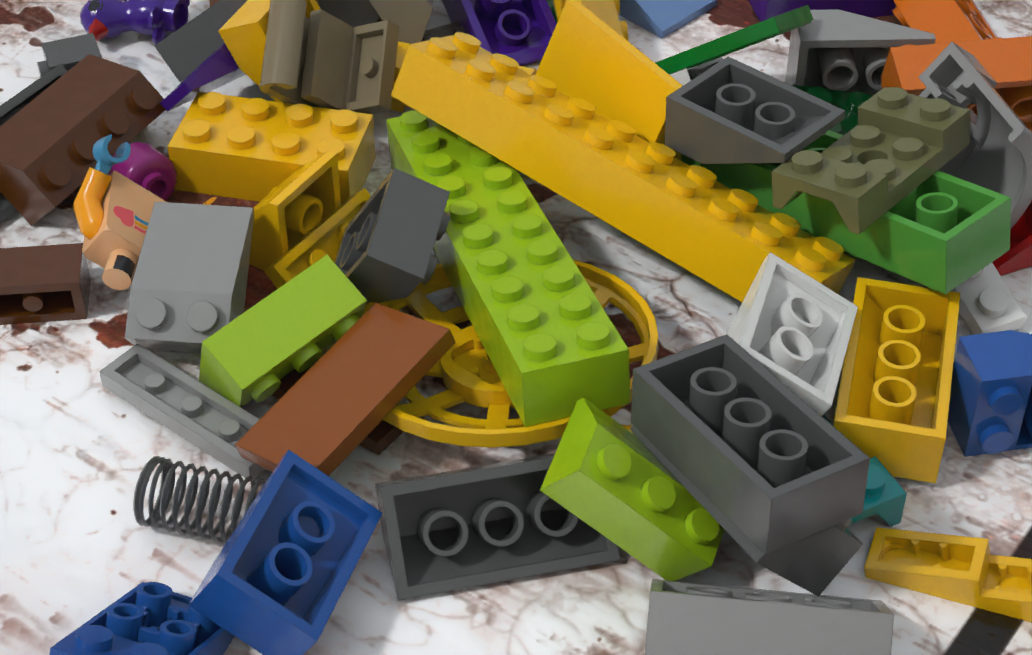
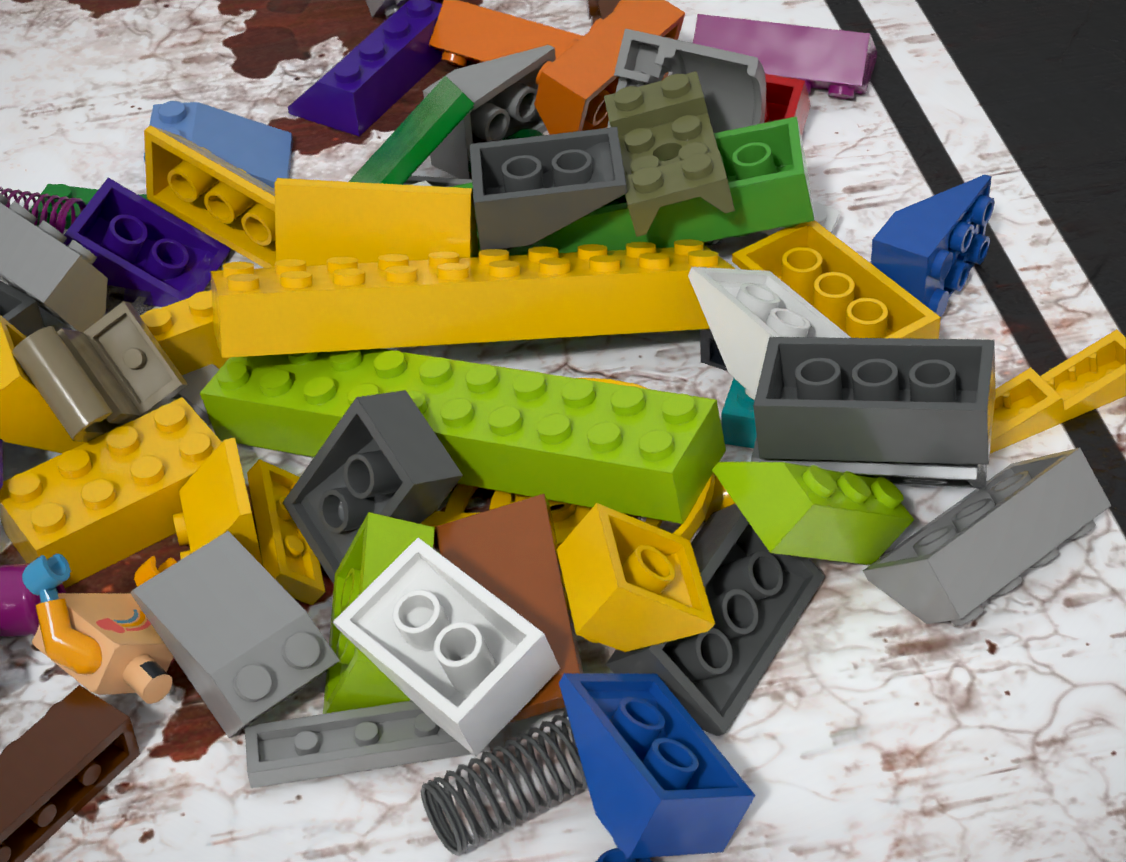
camera: 45 degrees left, 0 degrees up
(252, 378) = (449, 645): none -> white slope
(419, 432) = (631, 582): none -> yellow slope

